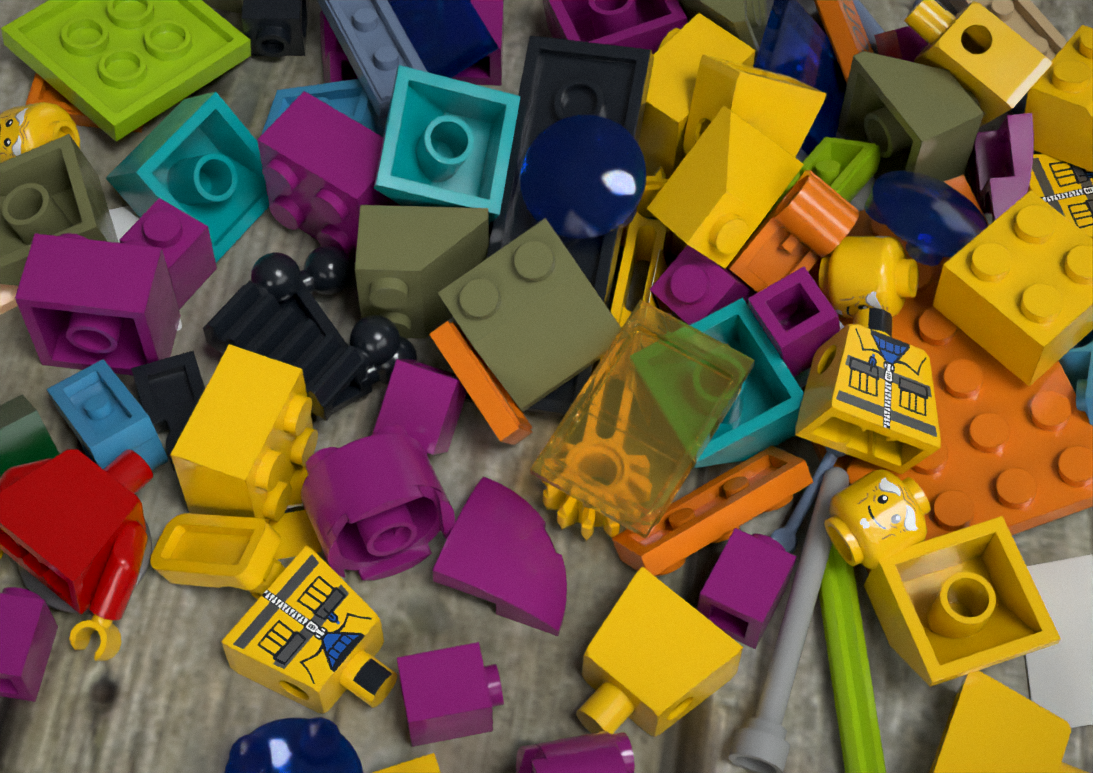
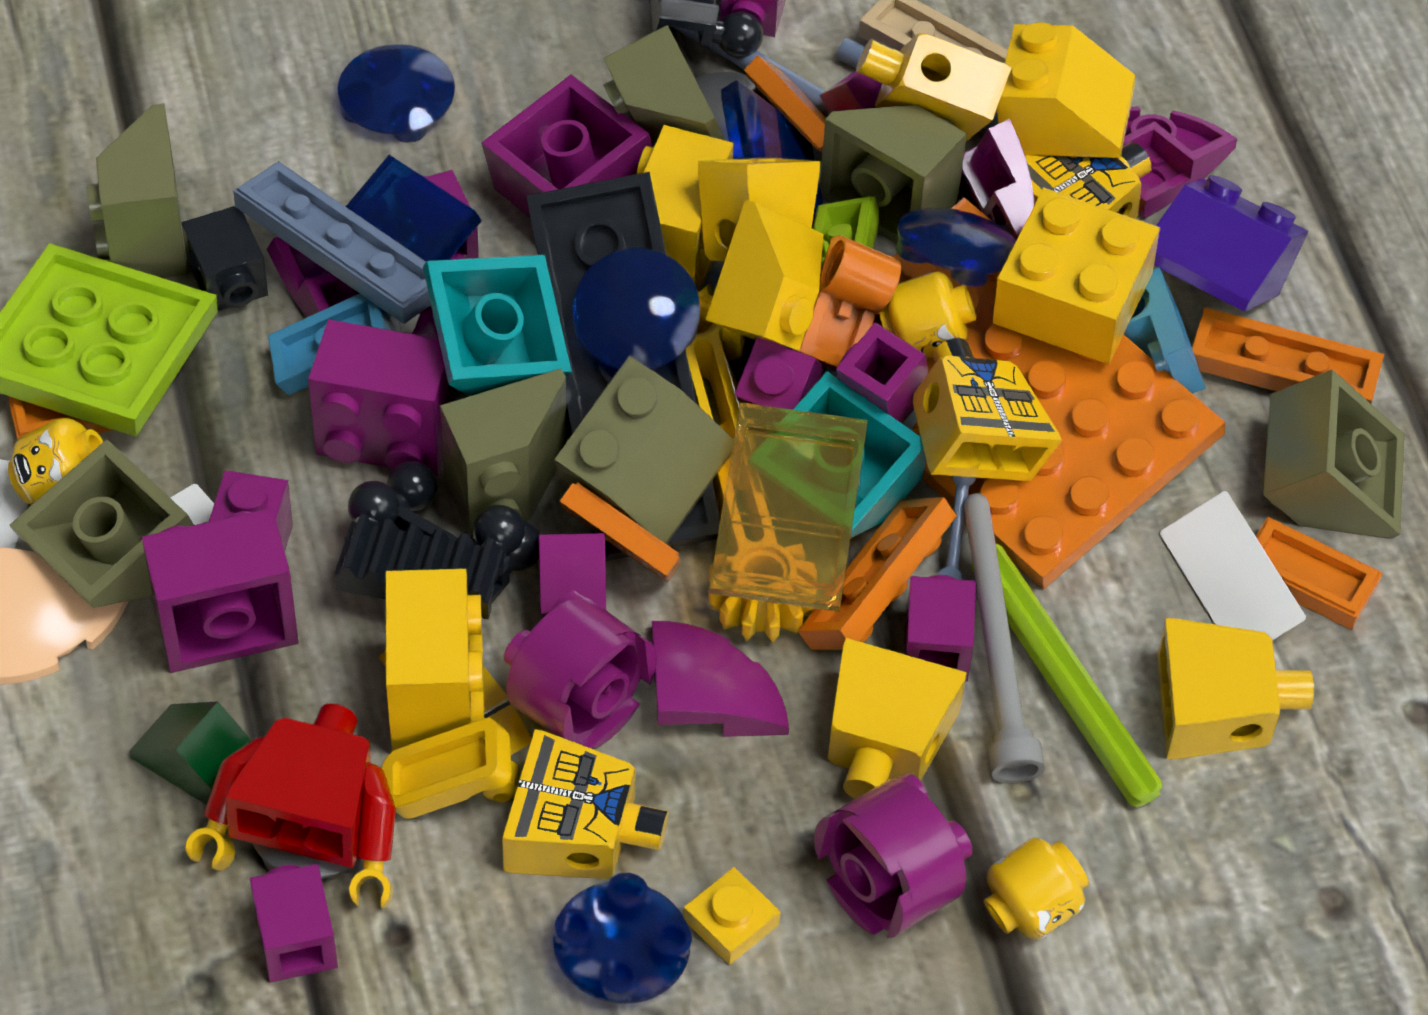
camera: 25 degrees left, 5 degrees down
(106, 416) = (272, 686): dark azure plate -> none
(170, 393) = (330, 653): black plate -> none
(201, 165) = (233, 422): teal slope -> none
(448, 693) = (721, 813): magenta brick -> none
(877, 518) = (1033, 522): yellow head -> none
(960, 603) = (1130, 569): yellow slope -> none

